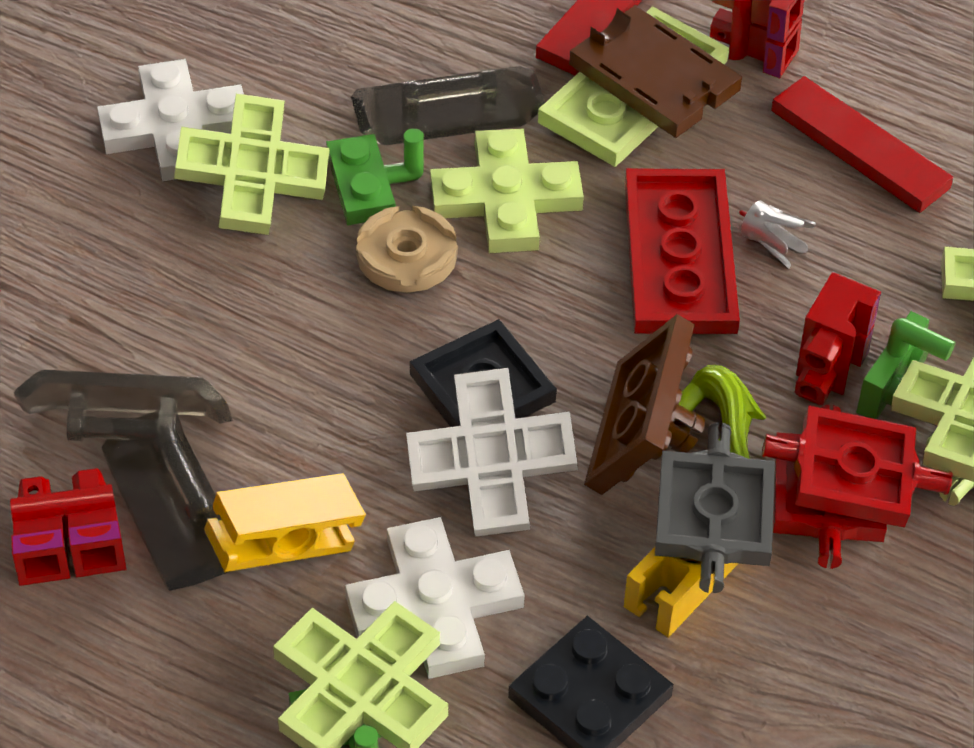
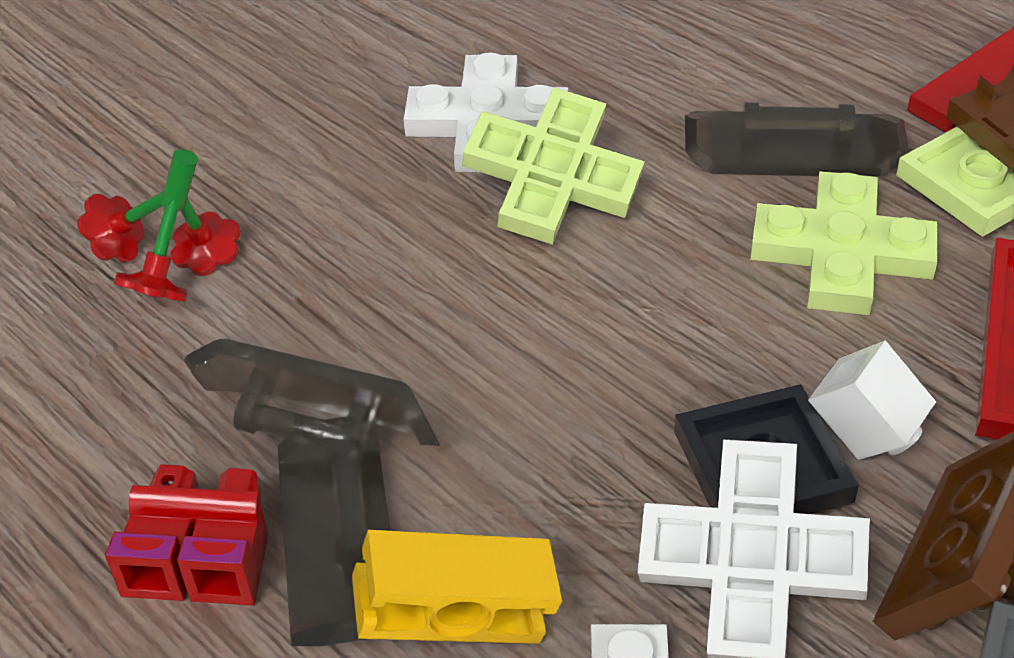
camera: 20 degrees right, 5 degrees down
(364, 179) = (678, 200): bright green plate -> none
(406, 249) = (707, 285): tan plate -> none
(555, 323) = (873, 402): none -> white brick

